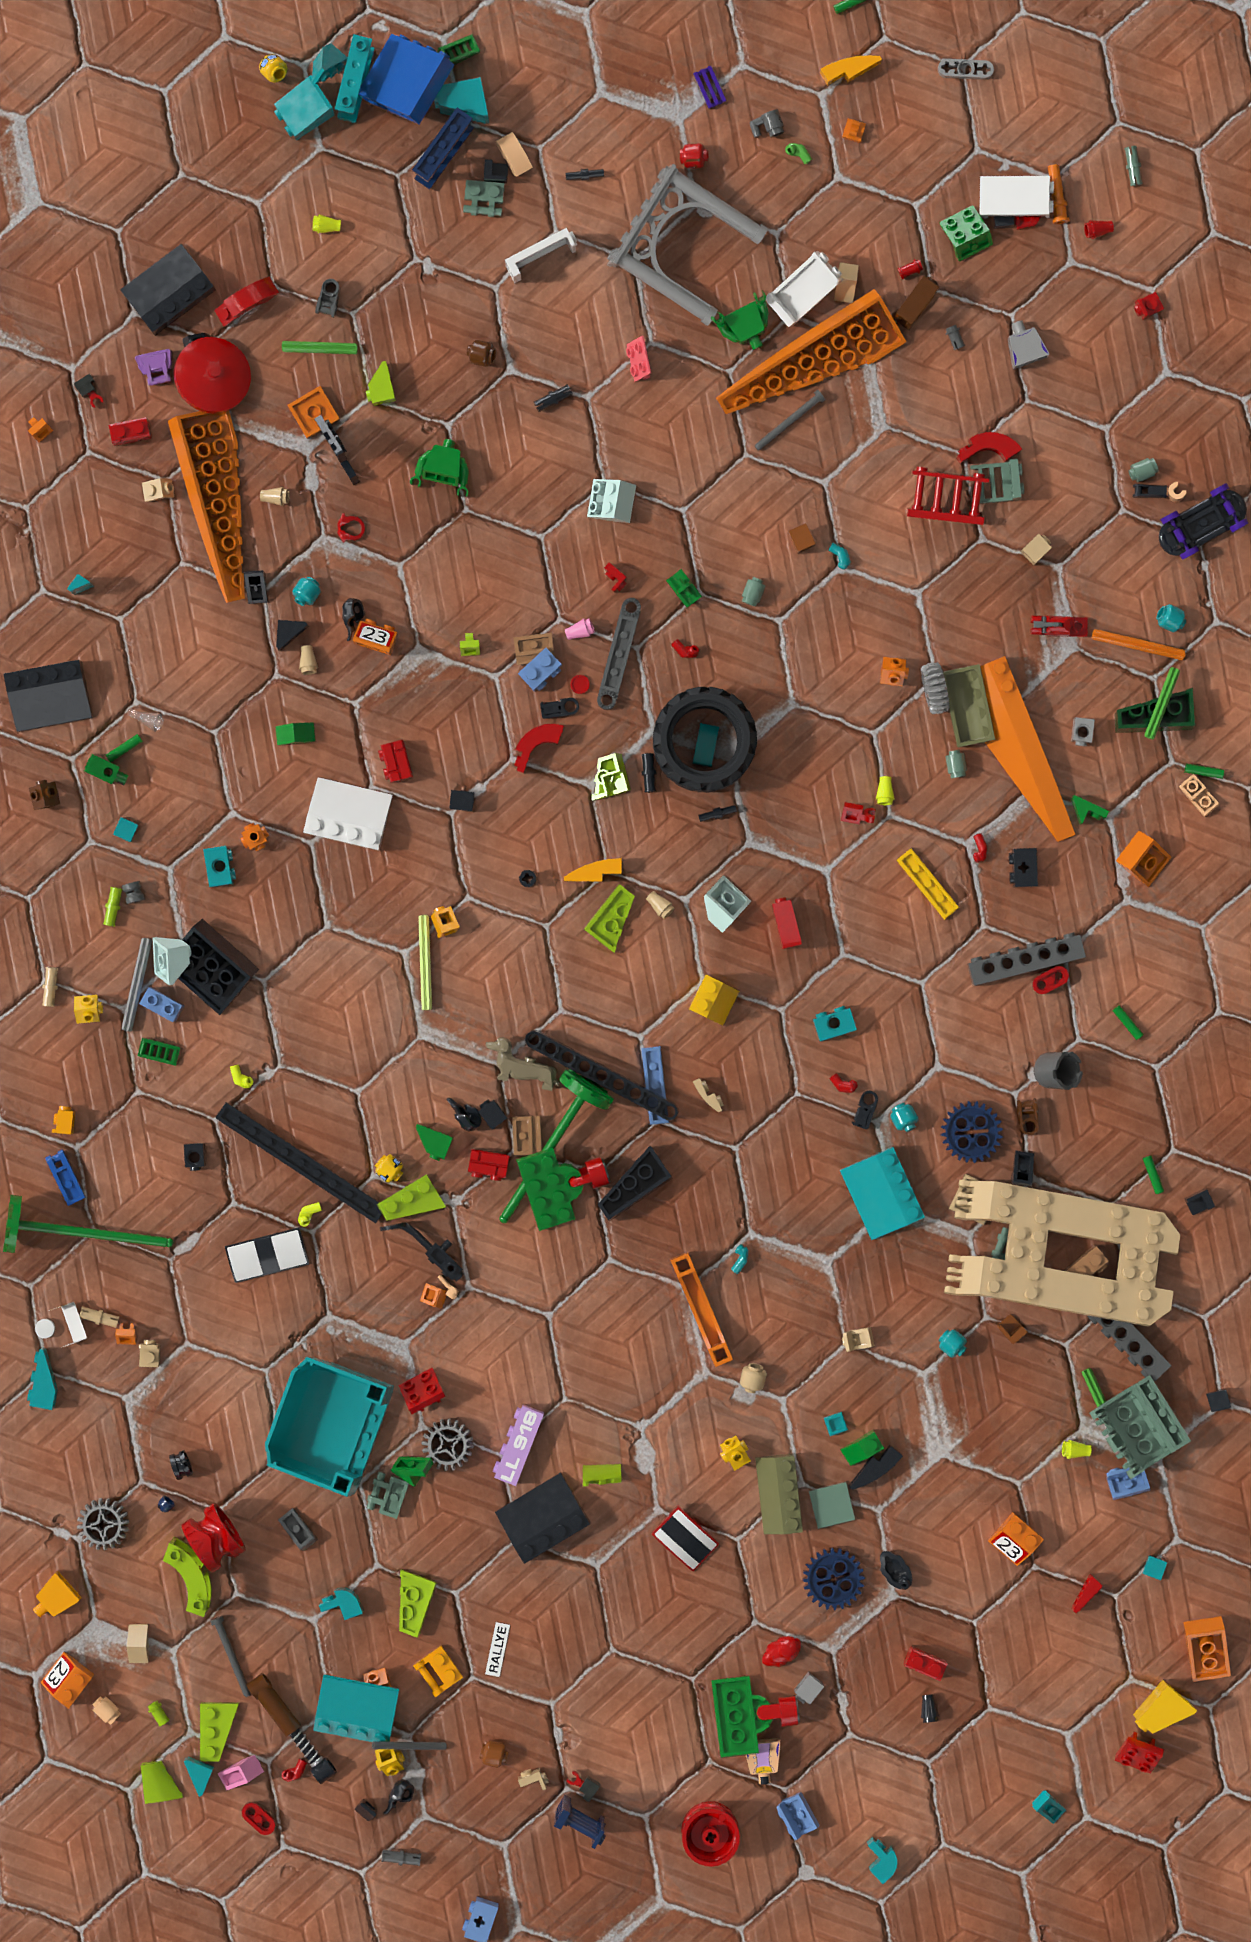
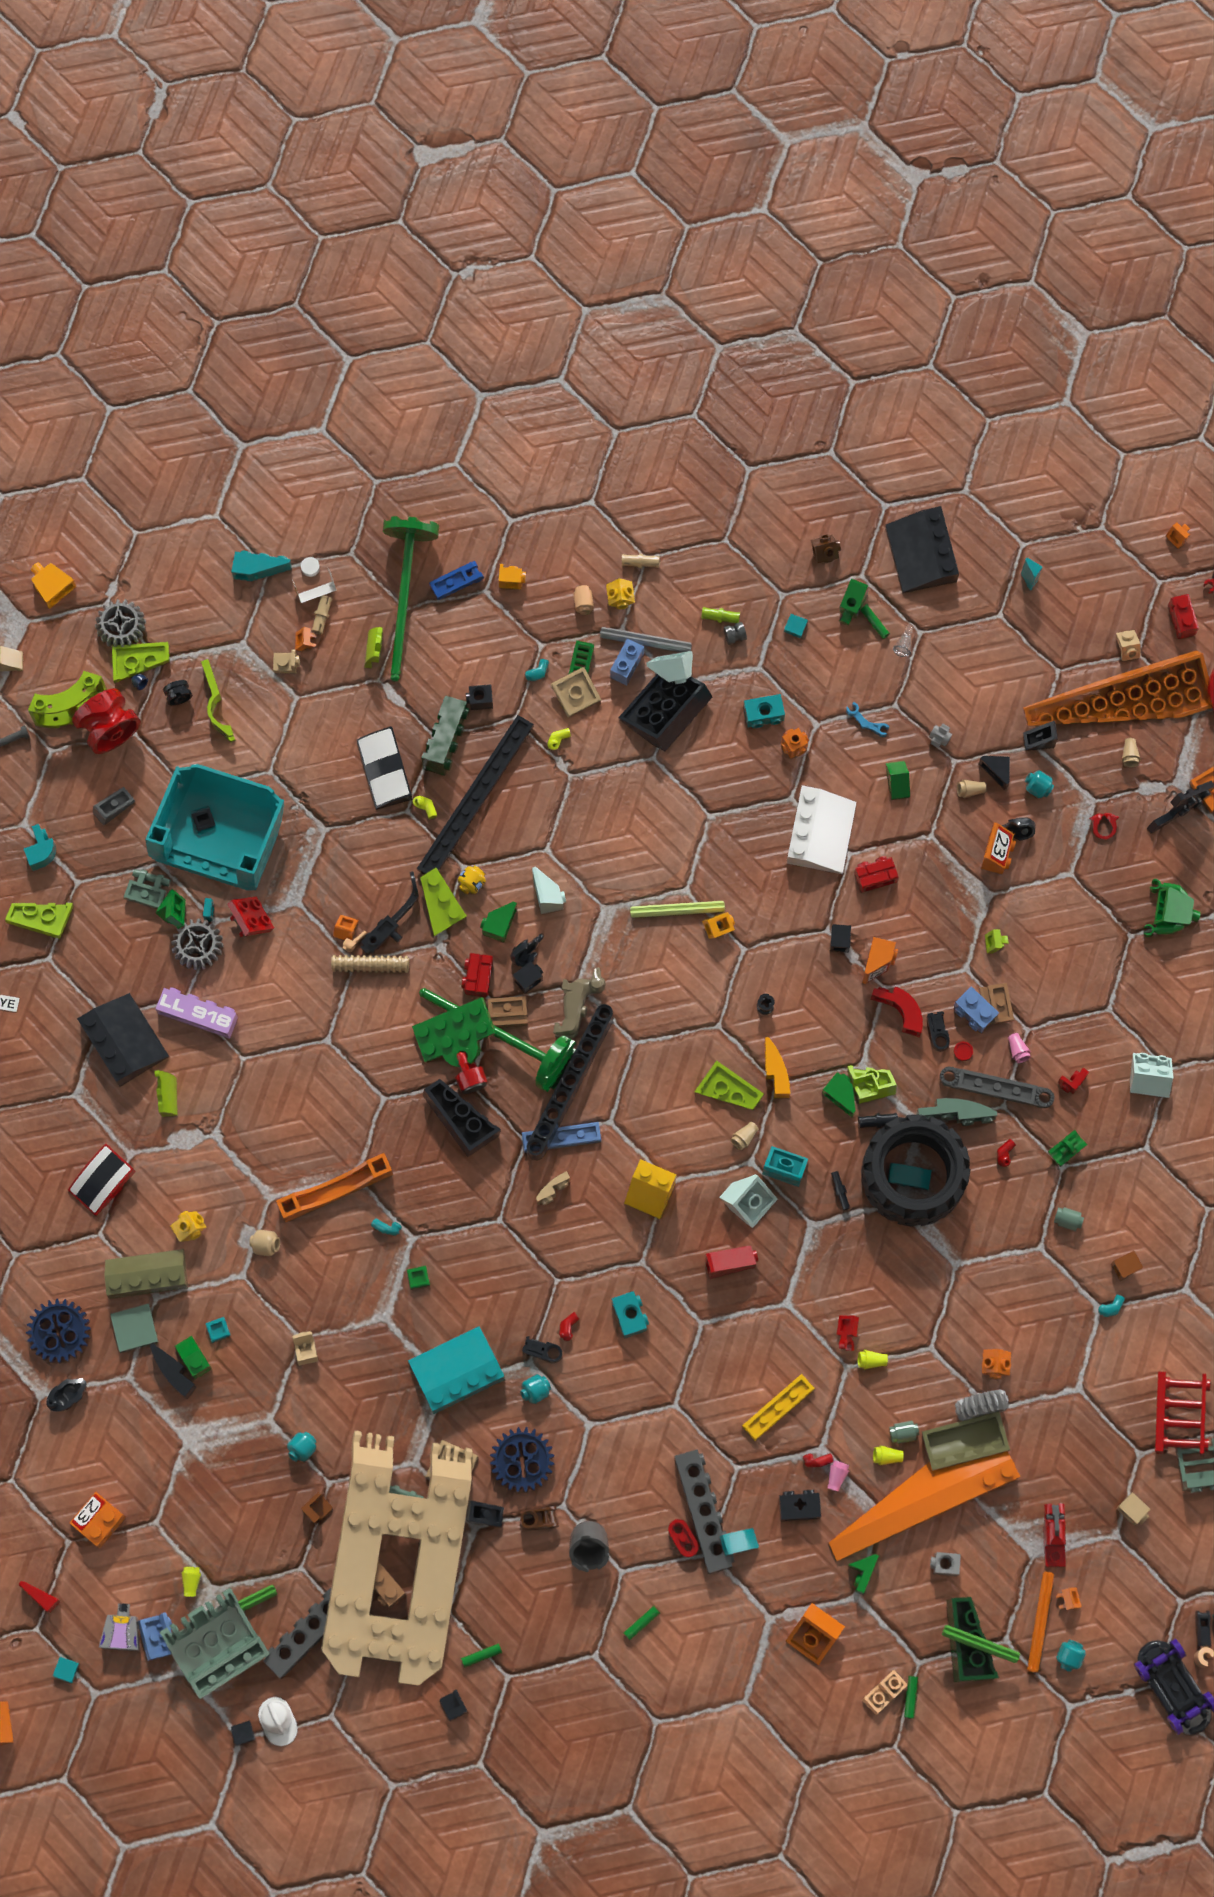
camera: 90 degrees right, 15 degrees down
(91, 1047) = (583, 600): none -> light nougat brick
(136, 1264) = (374, 645): none -> lime slope
(141, 1505) = (138, 658): none -> lime wing
(169, 1095) = (537, 673): none -> teal arm
(184, 1425) = (225, 730): none -> lime piece
(191, 1058) = (575, 692): none -> tan tile
(234, 764) = (864, 724): none -> dark azure piece
(235, 1192) = (445, 735): none -> wedge
(251, 688) = (940, 735): none -> light grey gear
(315, 1439) = (203, 818): none -> black slope
(406, 1092) = (547, 892): none -> light aqua slope
(412, 1433) = (208, 909): none -> teal tile
(473, 1271) = (370, 963): none -> tan piece
(486, 763) = (880, 957): none -> orange slope
(620, 807) = (840, 1092): none -> green slope
(643, 686) = (964, 1110): none -> sand green slope
(691, 866) = (785, 1166): none -> teal slope
(790, 1228) = (418, 1277): none -> green tile
(977, 782) = (885, 1455): none -> neon yellow cone
(993, 829) = (837, 1475): none -> bright pink cone
(1056, 926) = (739, 1541): none -> teal slope
(1118, 614) = (1070, 1597): none -> orange tile
(1121, 1515) = (121, 1631): none -> torso
(1207, 1367) = (277, 1721): none -> white piece

